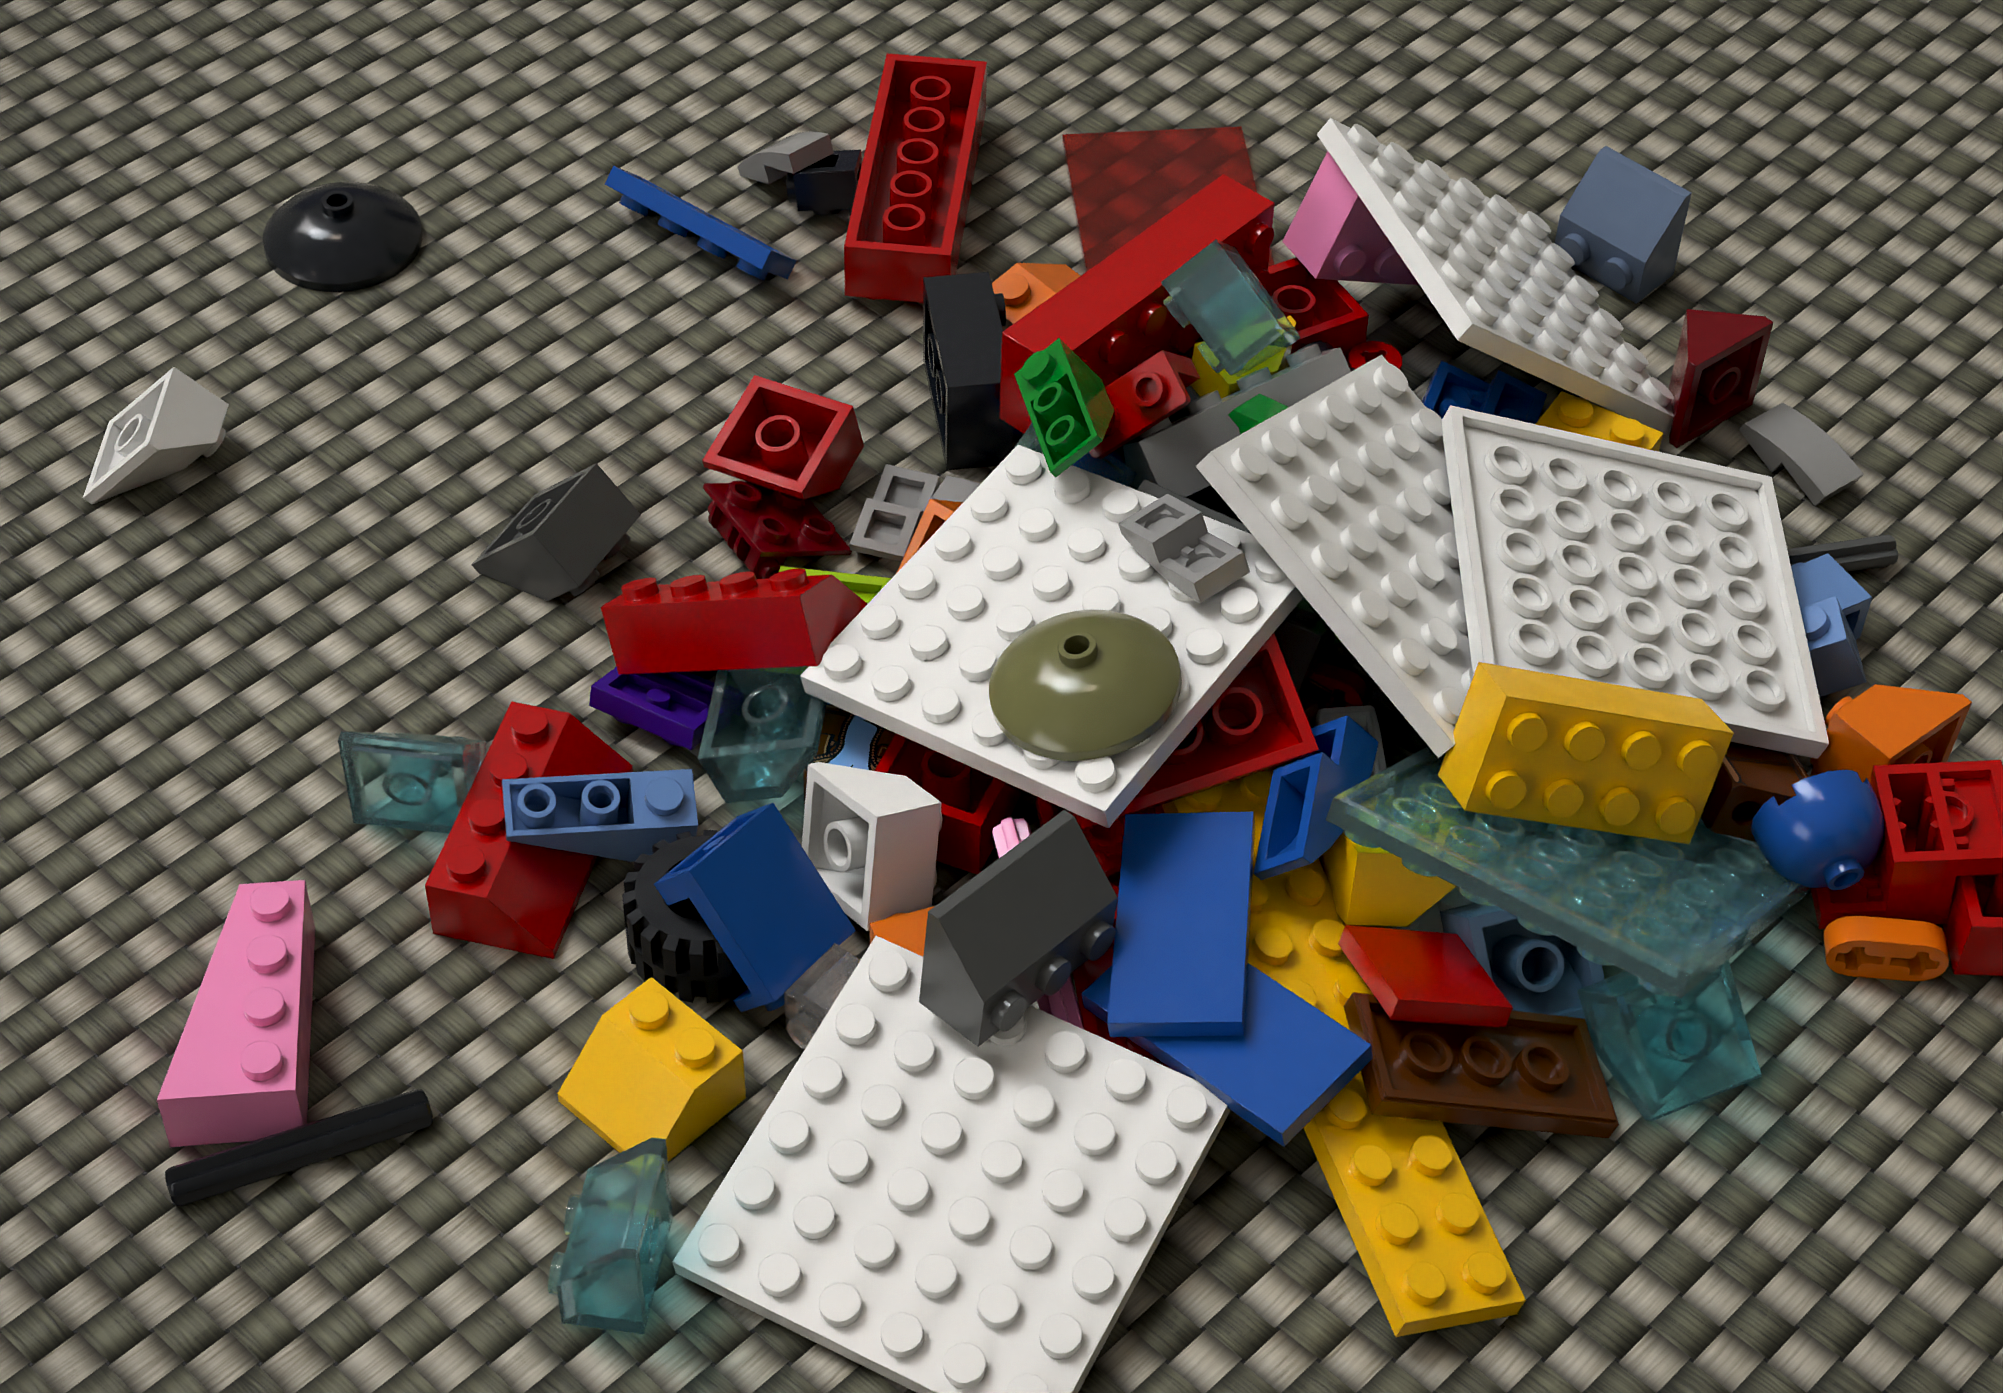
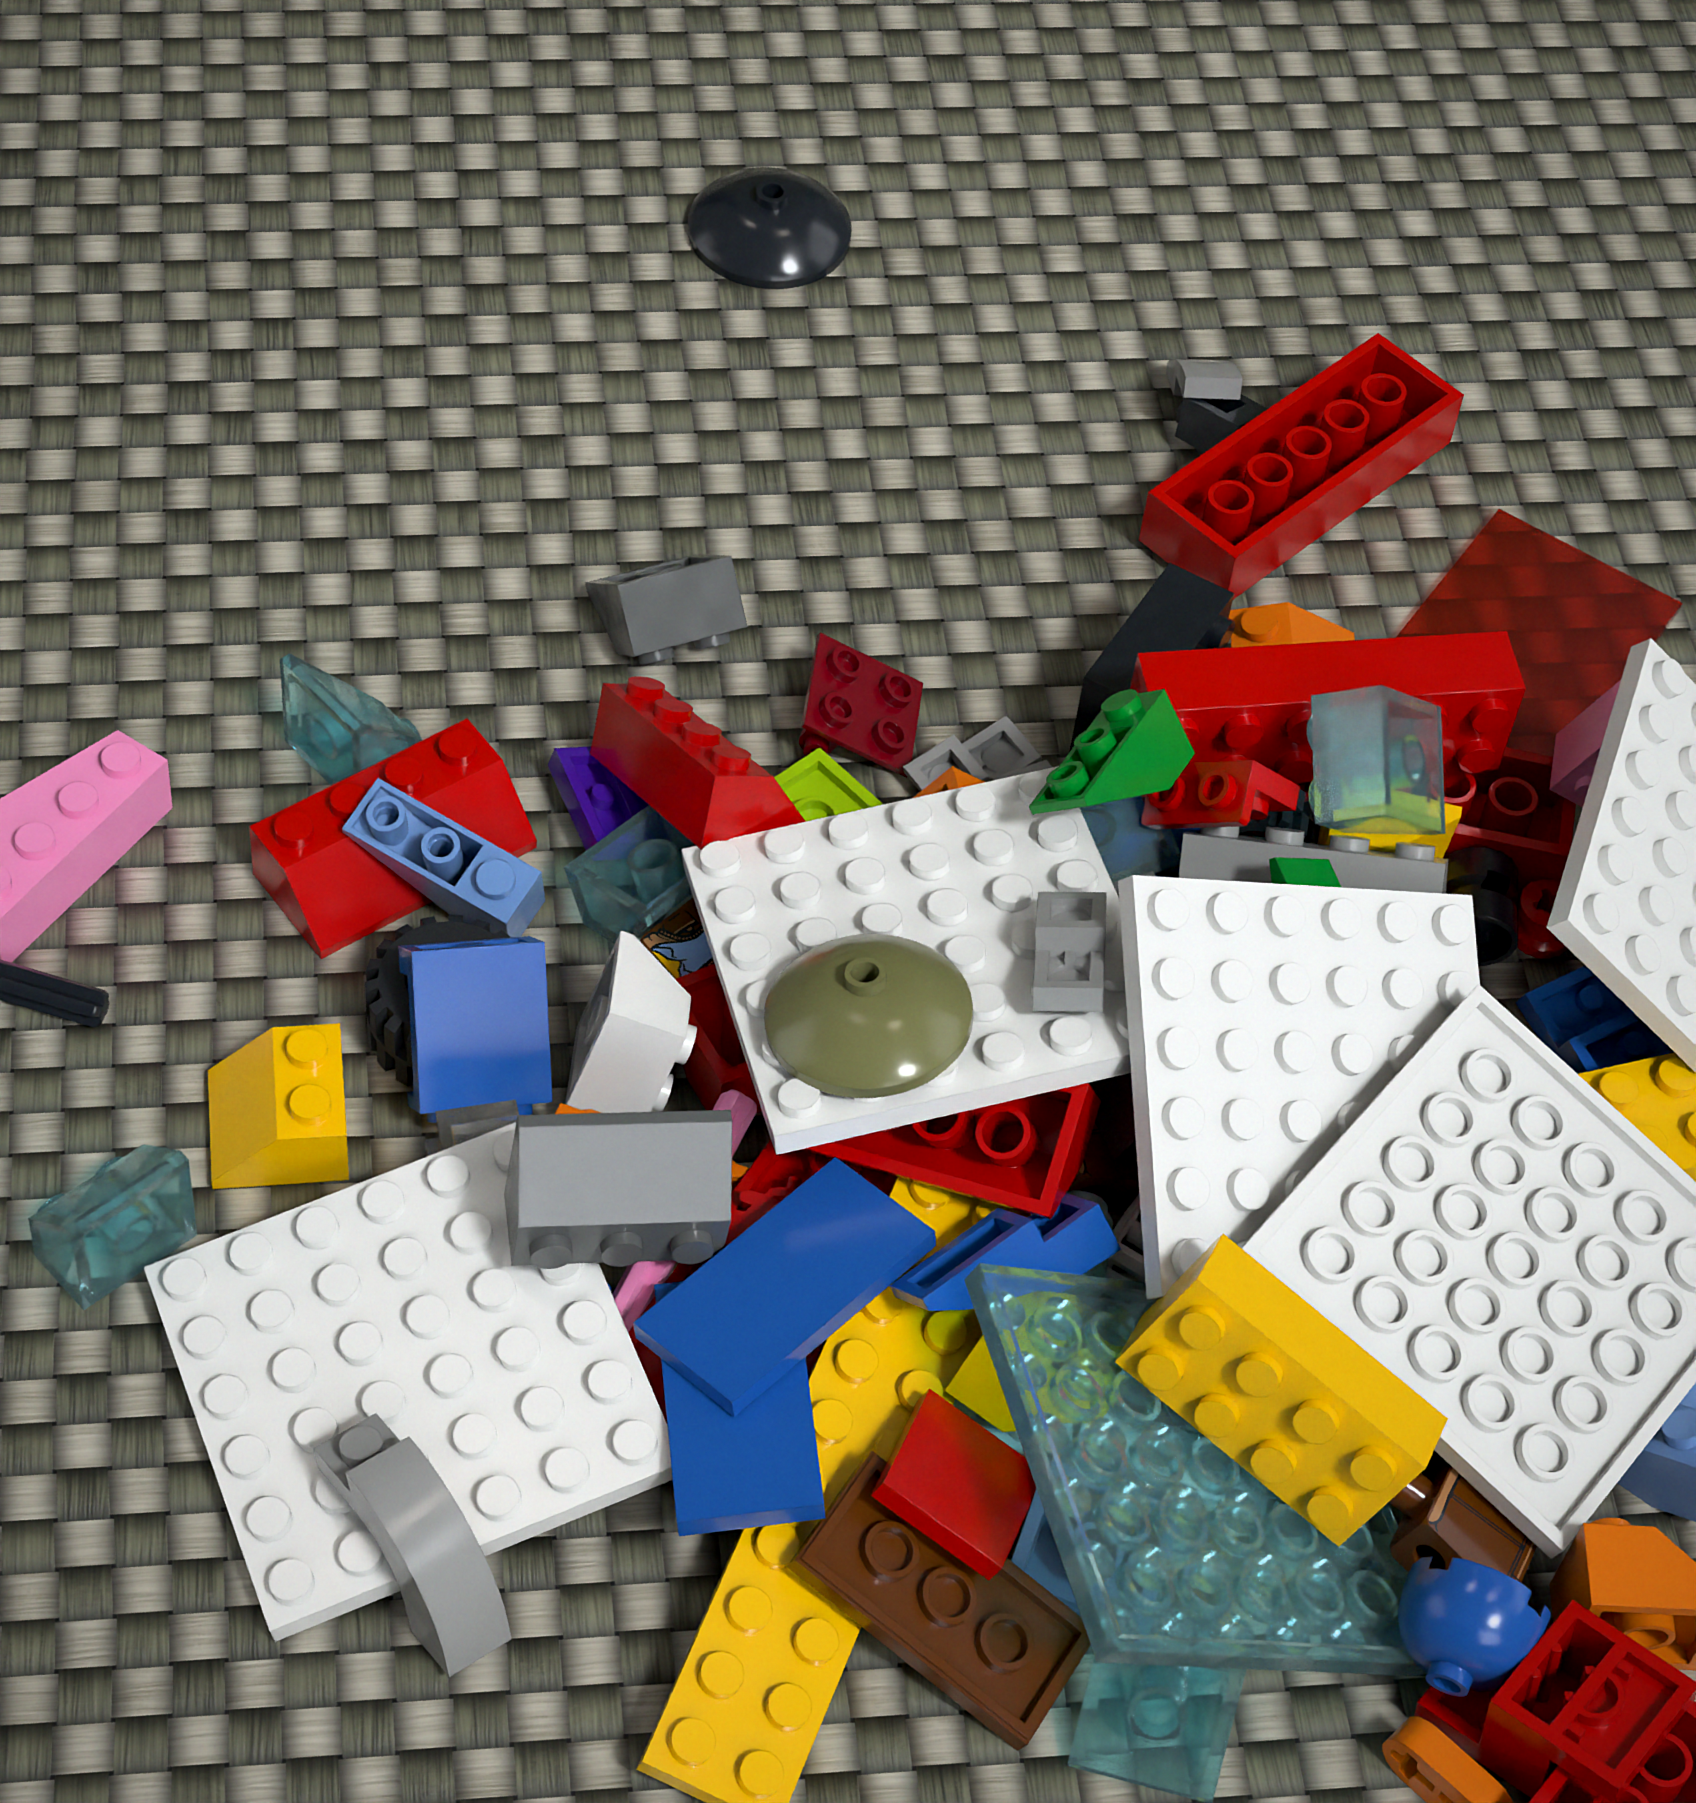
camera: 35 degrees right, 5 degrees up
(157, 436) = (443, 316): white slope -> none
(714, 234) = (1072, 395): blue plate -> none
(787, 440) = (927, 642): red slope -> none
(1106, 1275) = (424, 1538): none -> light grey arch

